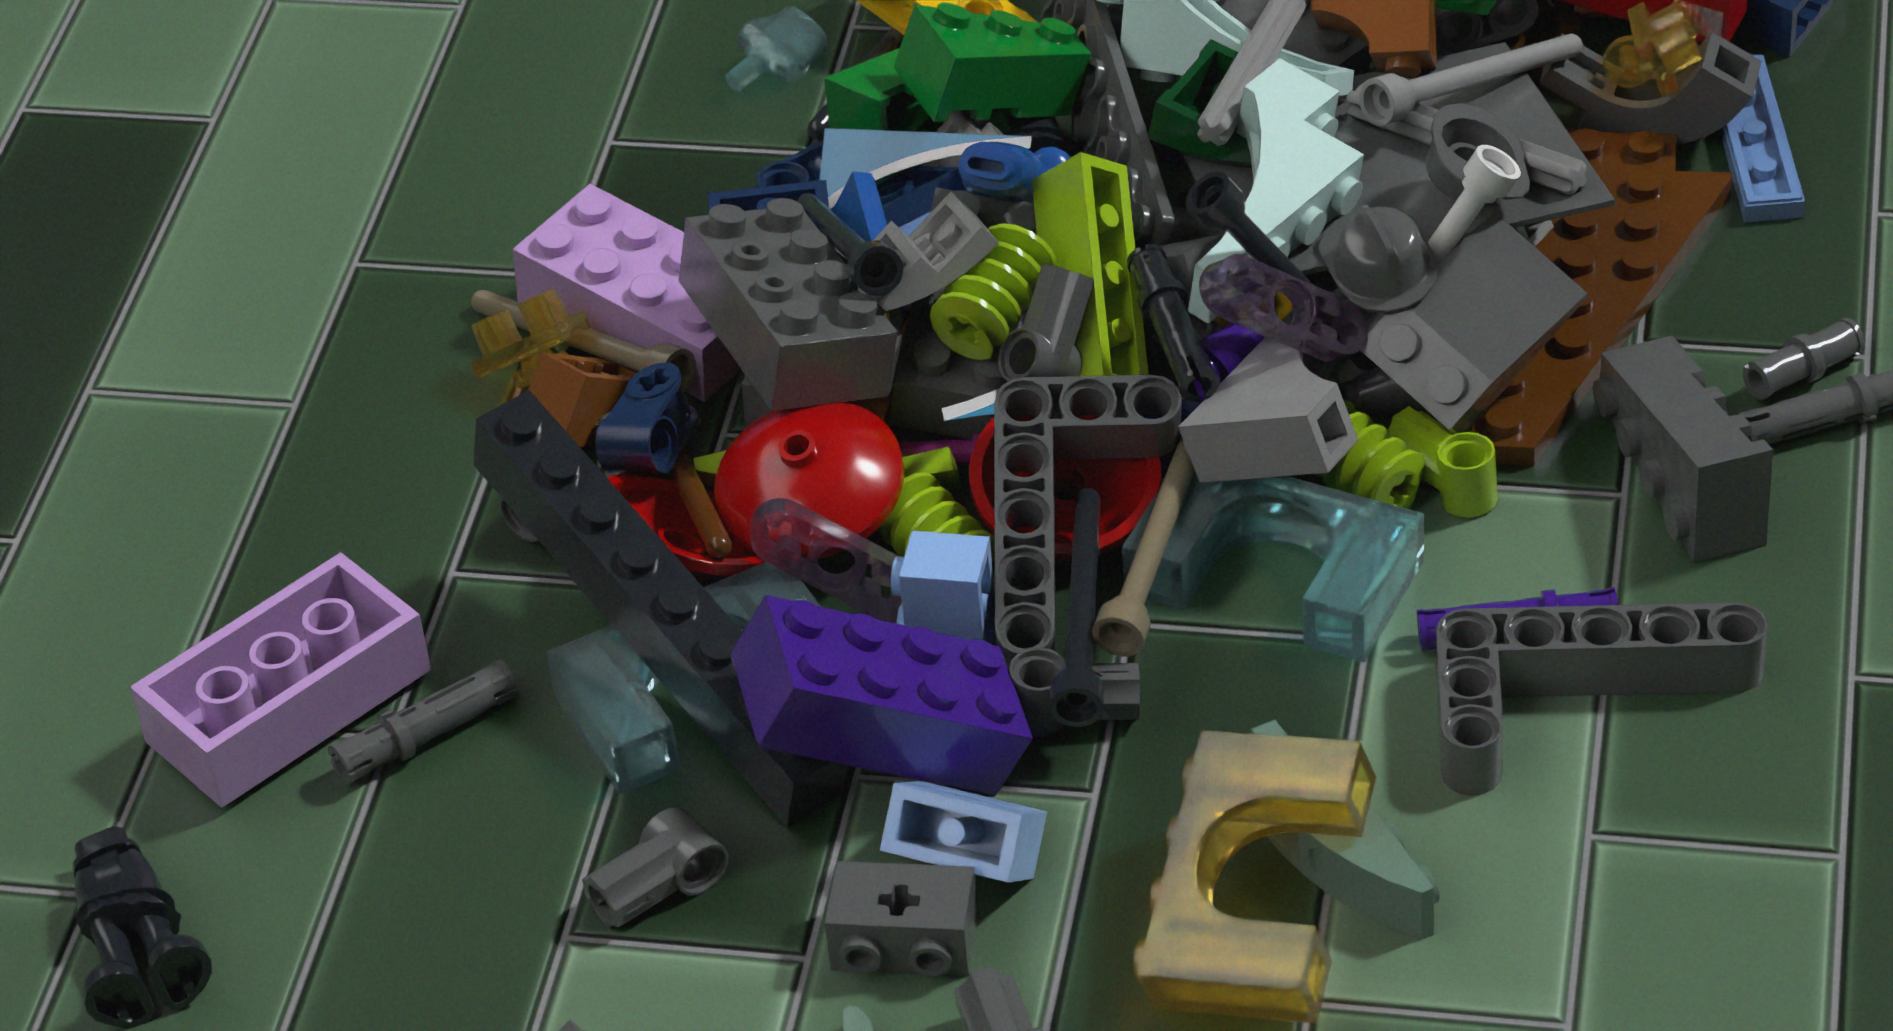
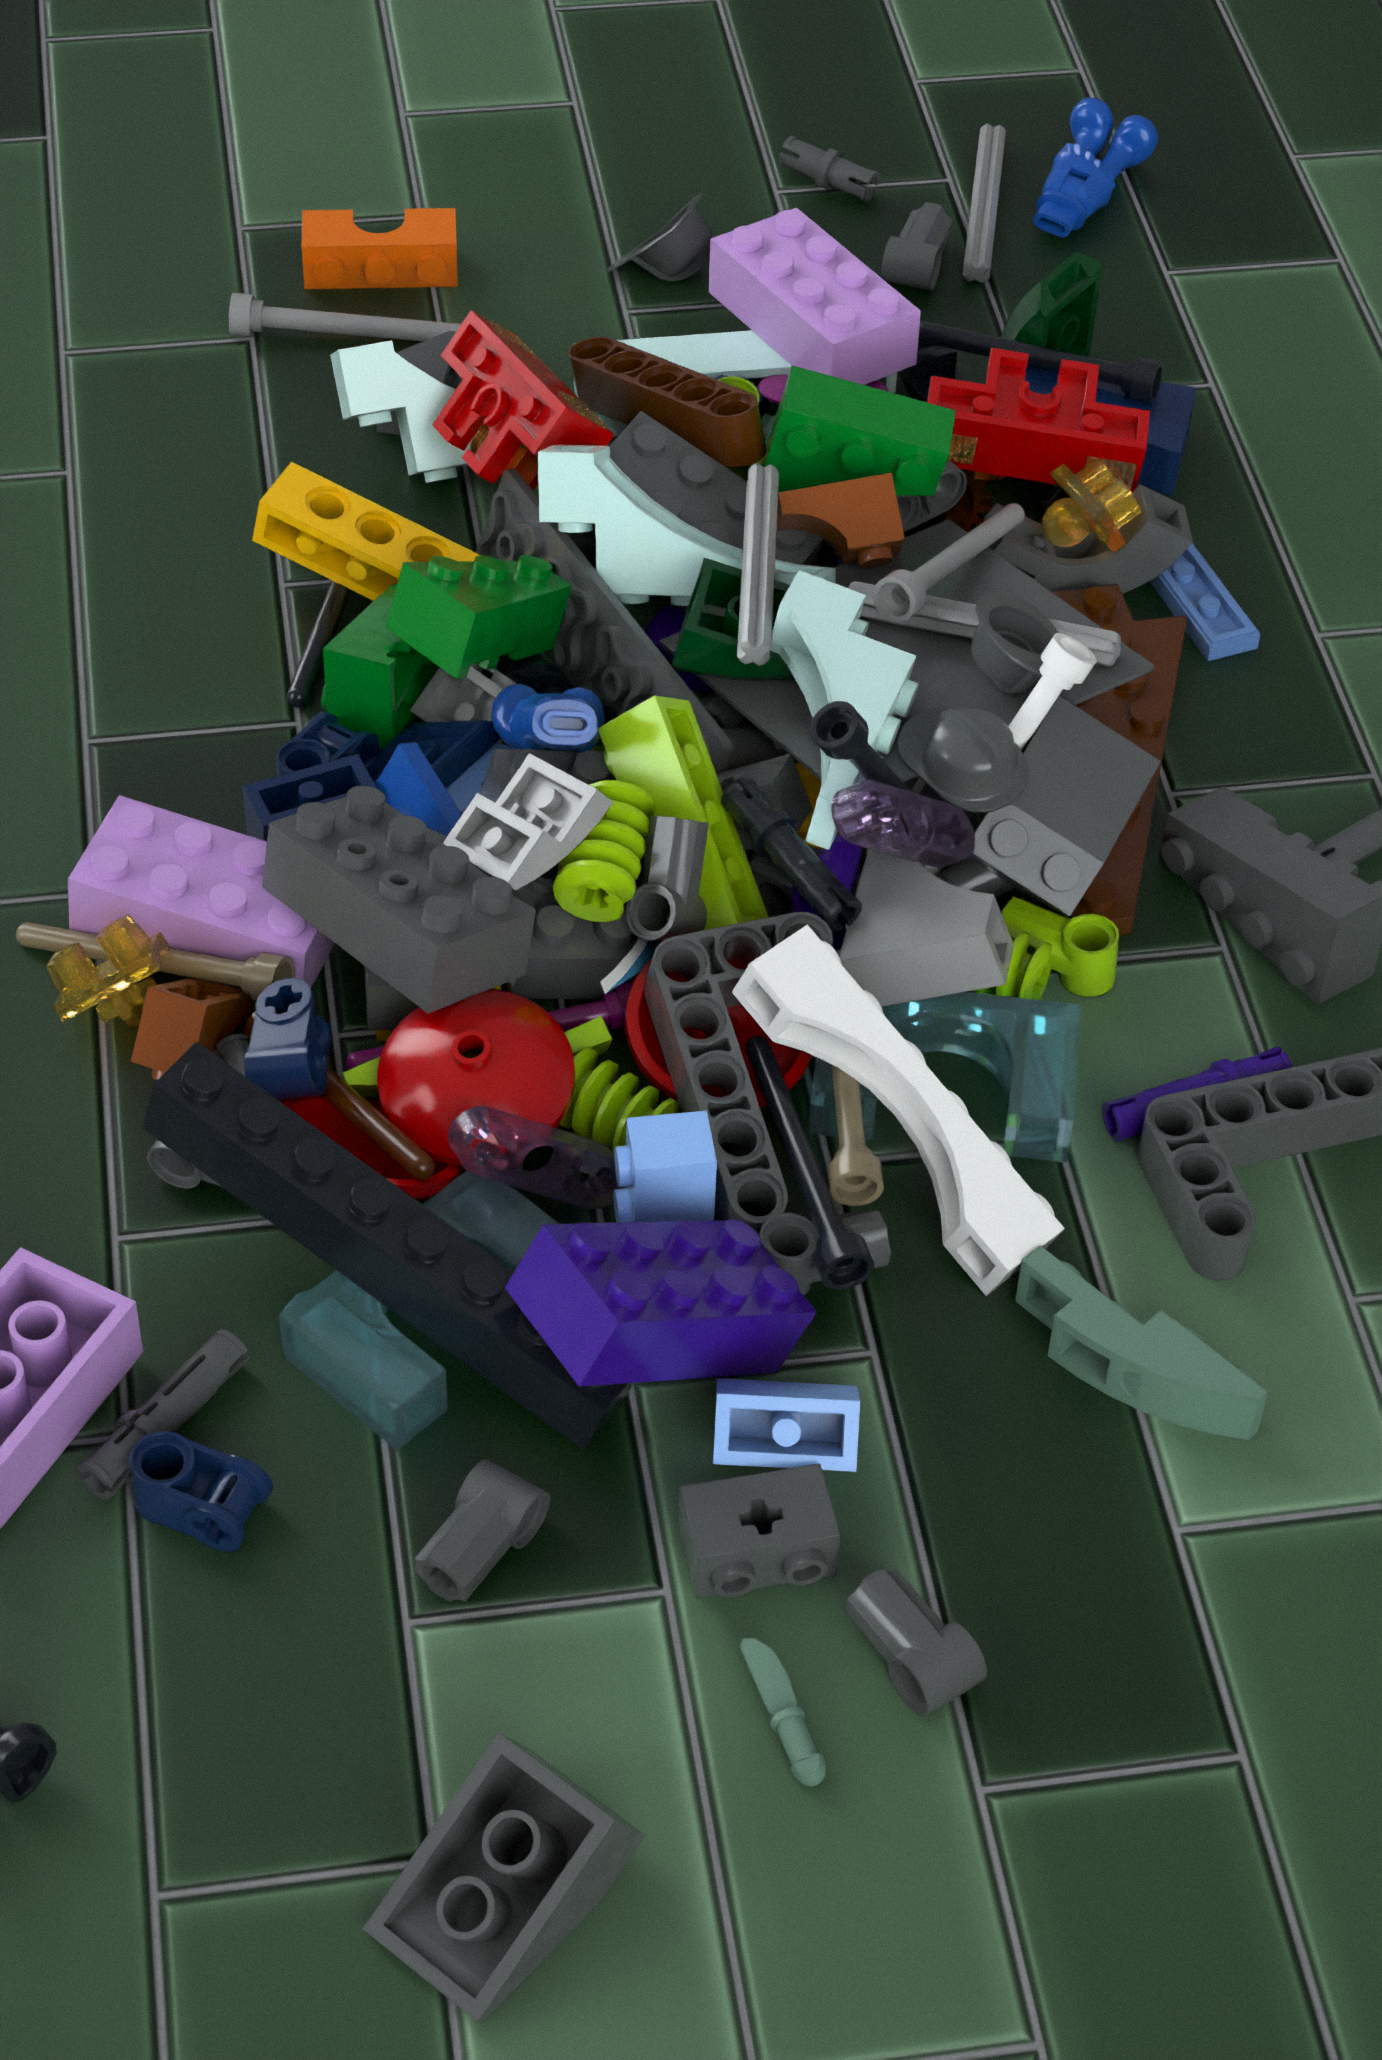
camera: 25 degrees left, 5 degrees up
(421, 785) = (207, 1492): none -> dark blue piece
(778, 44) = (226, 615): clear light blue piece -> none
(870, 263) = (495, 846): black piece -> none
(890, 152) = (379, 724): dark azure sticker -> none
(1127, 459) = (816, 1006): none -> white arch
(1233, 795) = (1073, 1507): clear yellow arch -> none
(1803, 358) = (1331, 787): dark grey pin -> none

